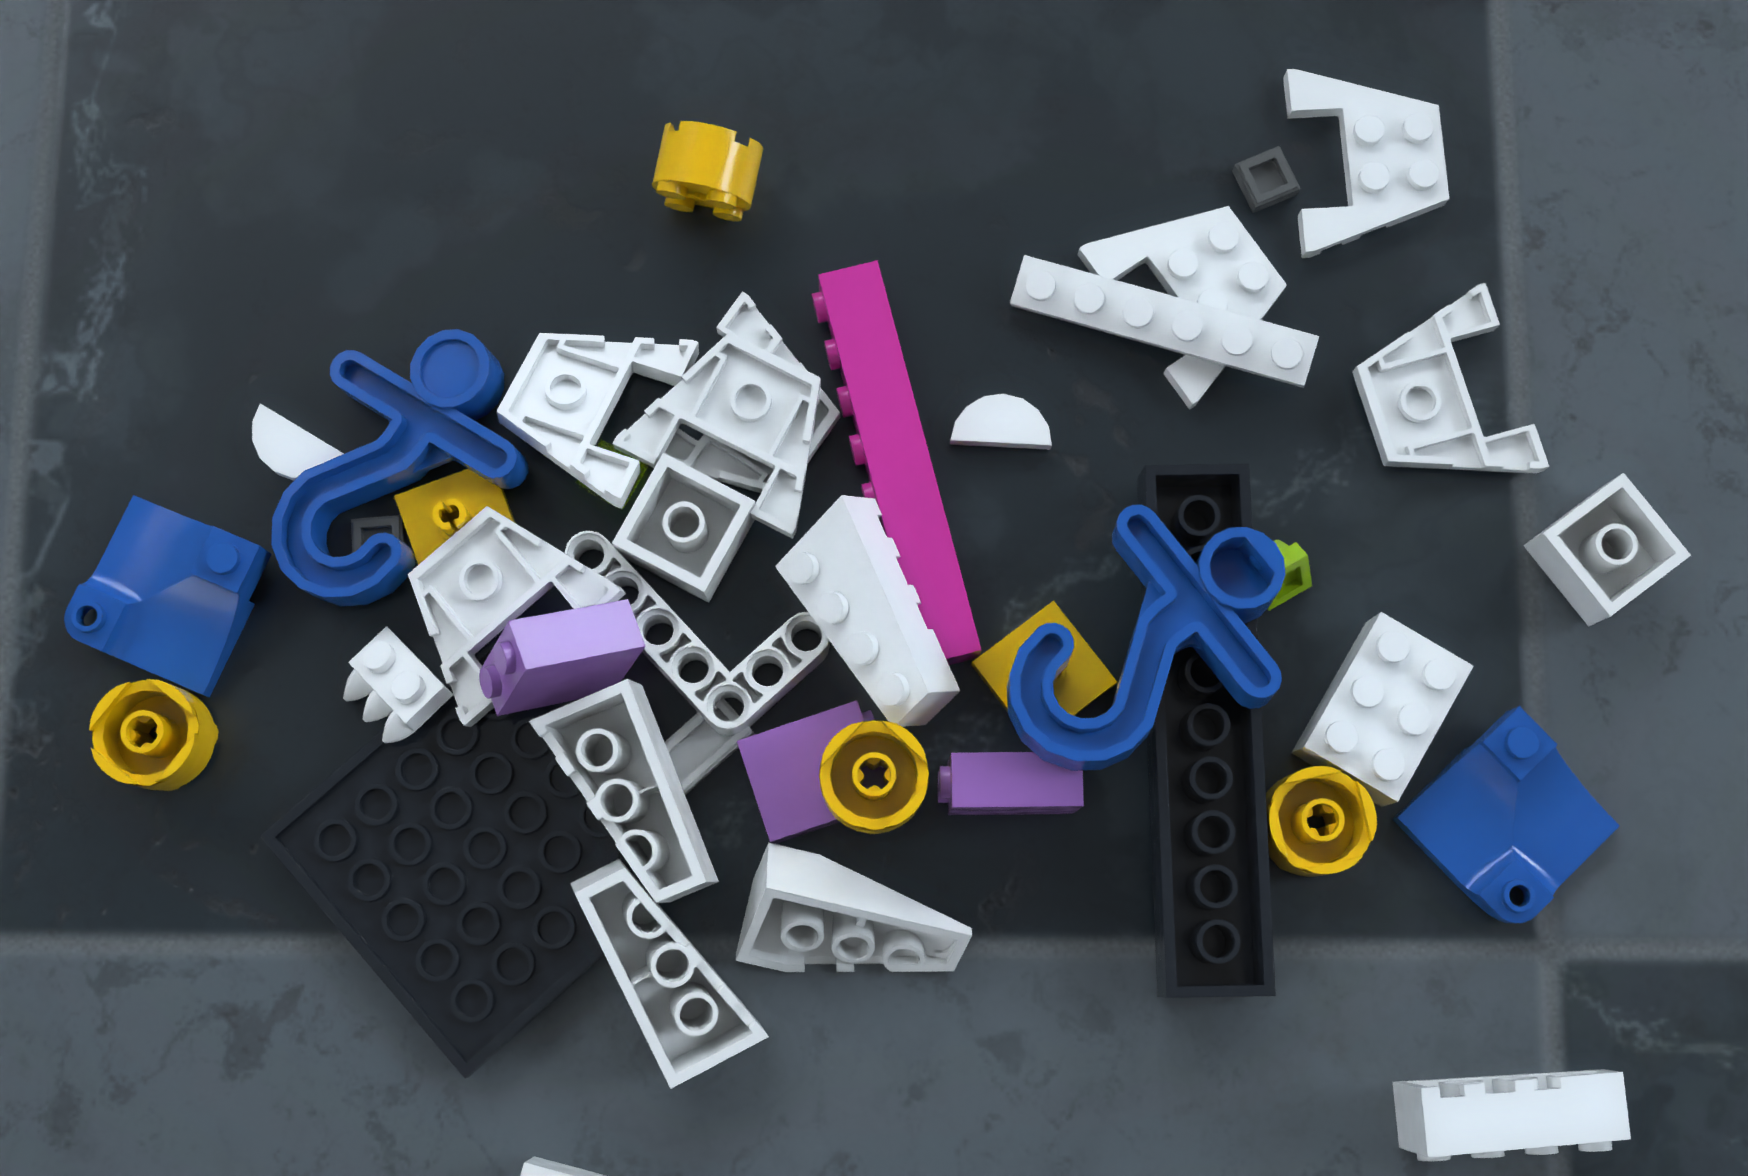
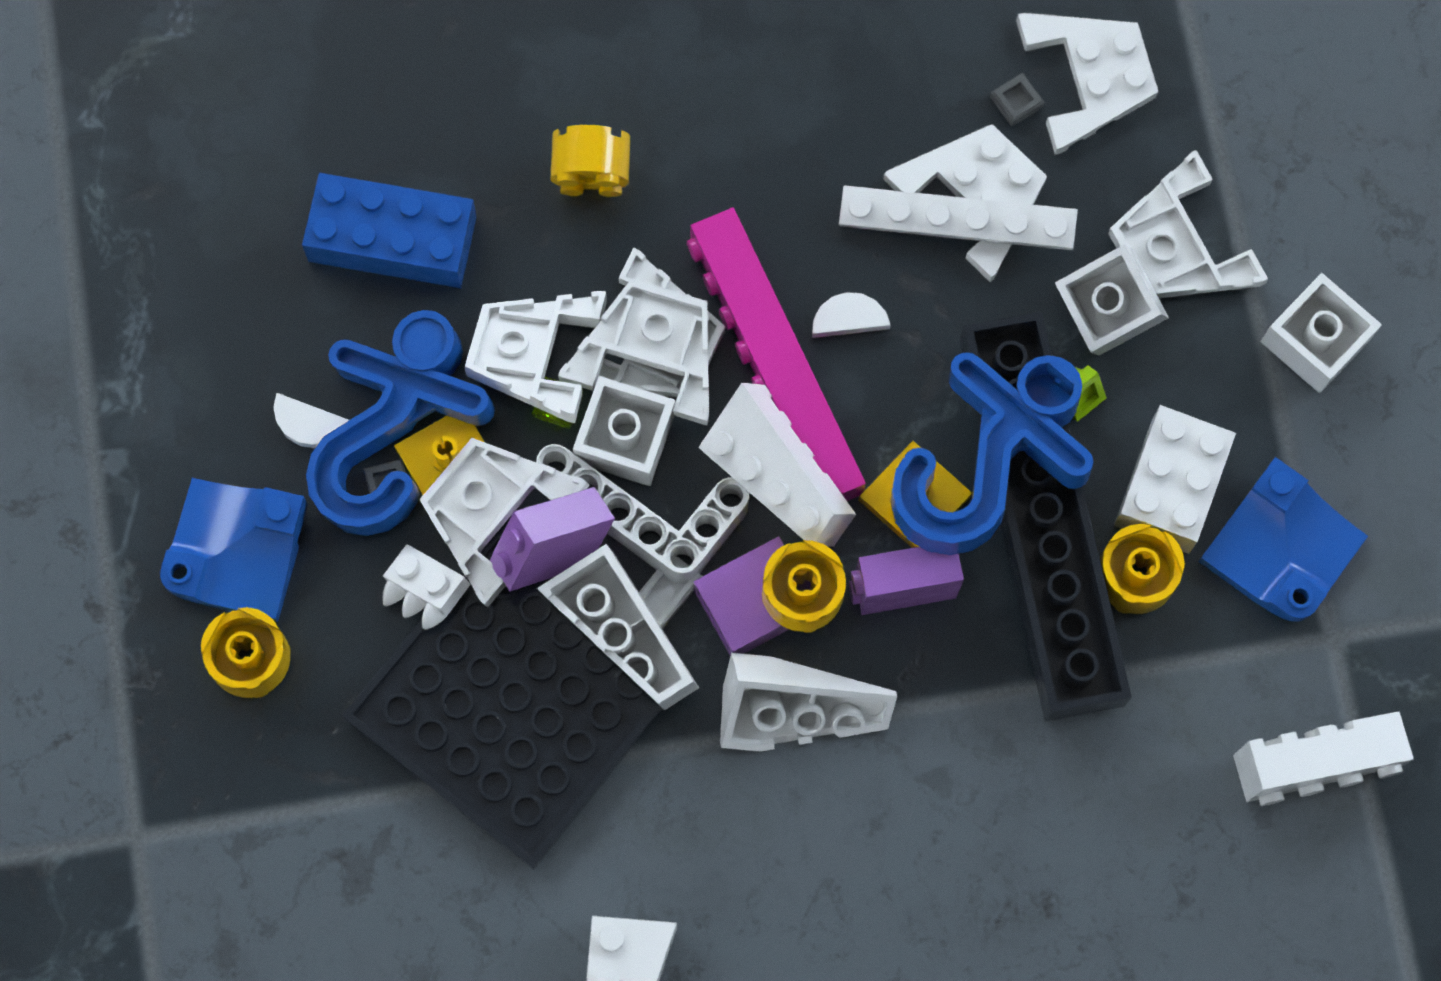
camera: 10 degrees left, 5 degrees down
(438, 218) = (389, 230): none -> blue brick
(671, 988) = (670, 762): white wedge -> none
(1342, 462) = (1111, 300): none -> white brick

